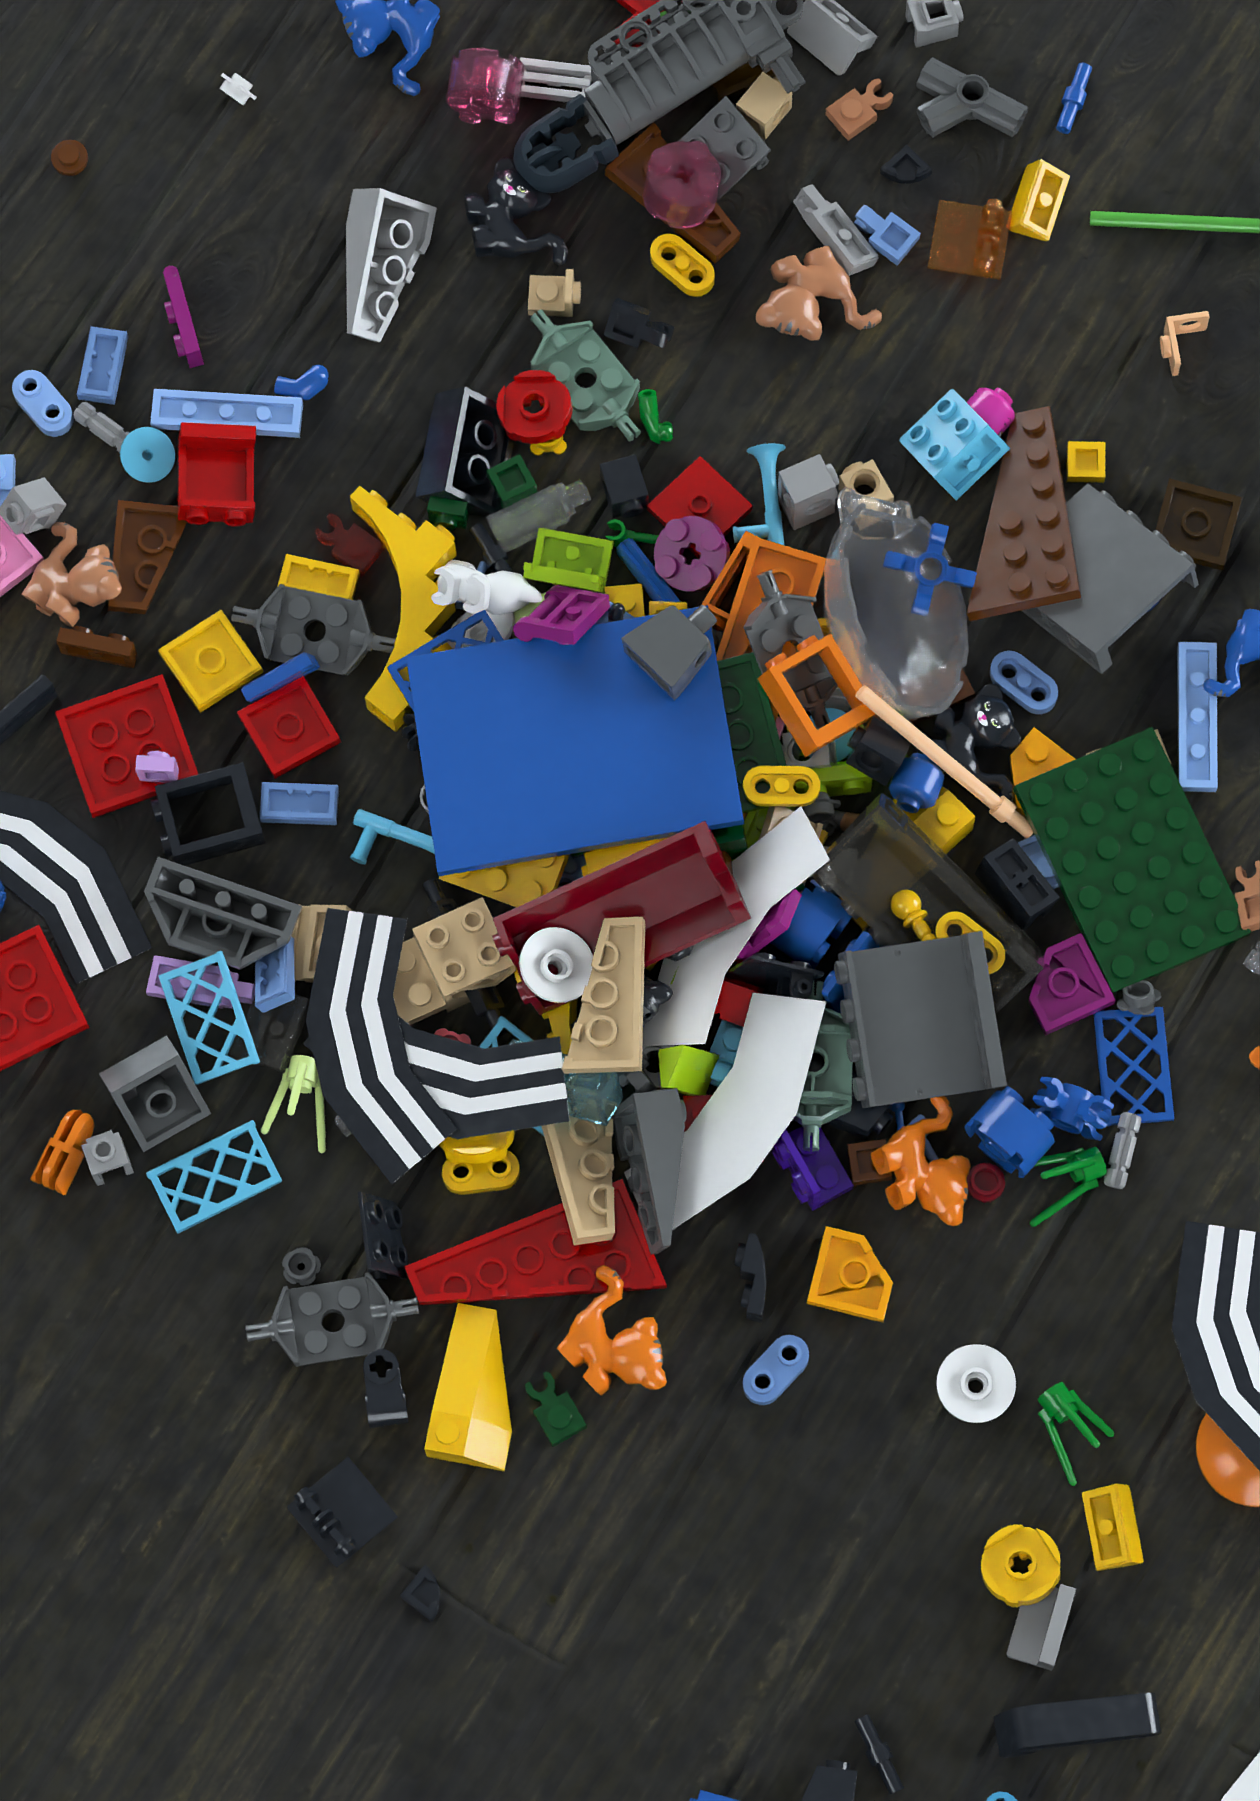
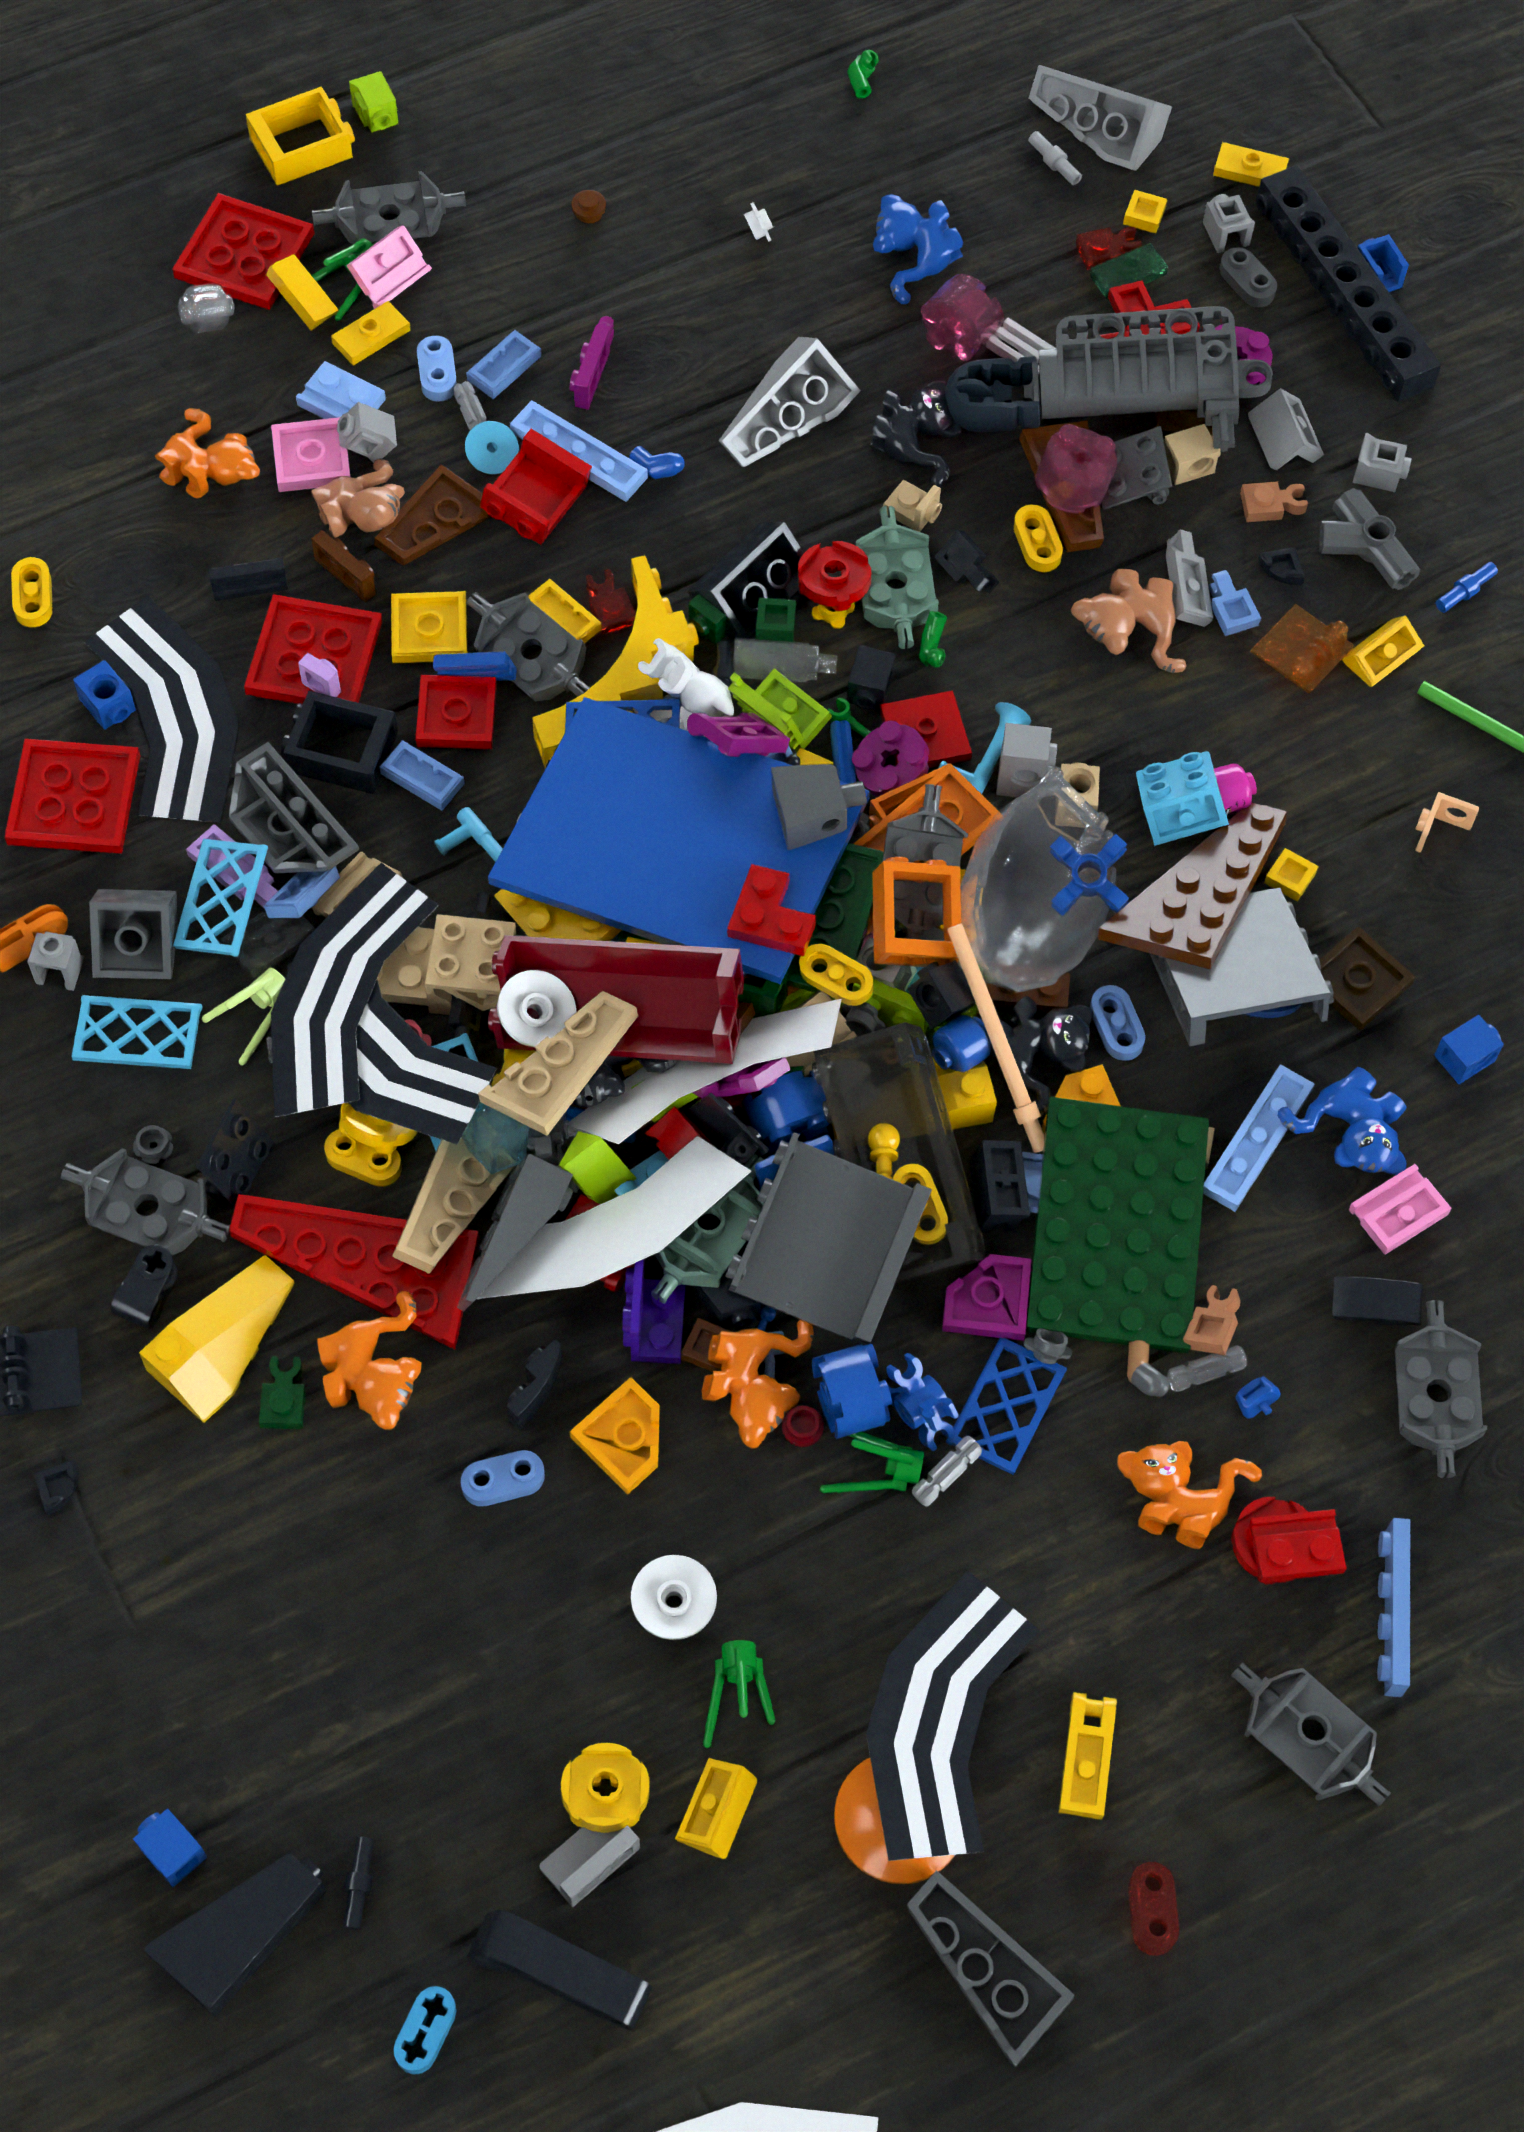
camera: 25 degrees right, 10 degrees down
(696, 778) = (761, 918): none -> red plate
(1226, 976) = (1142, 1374): none -> dark grey arm

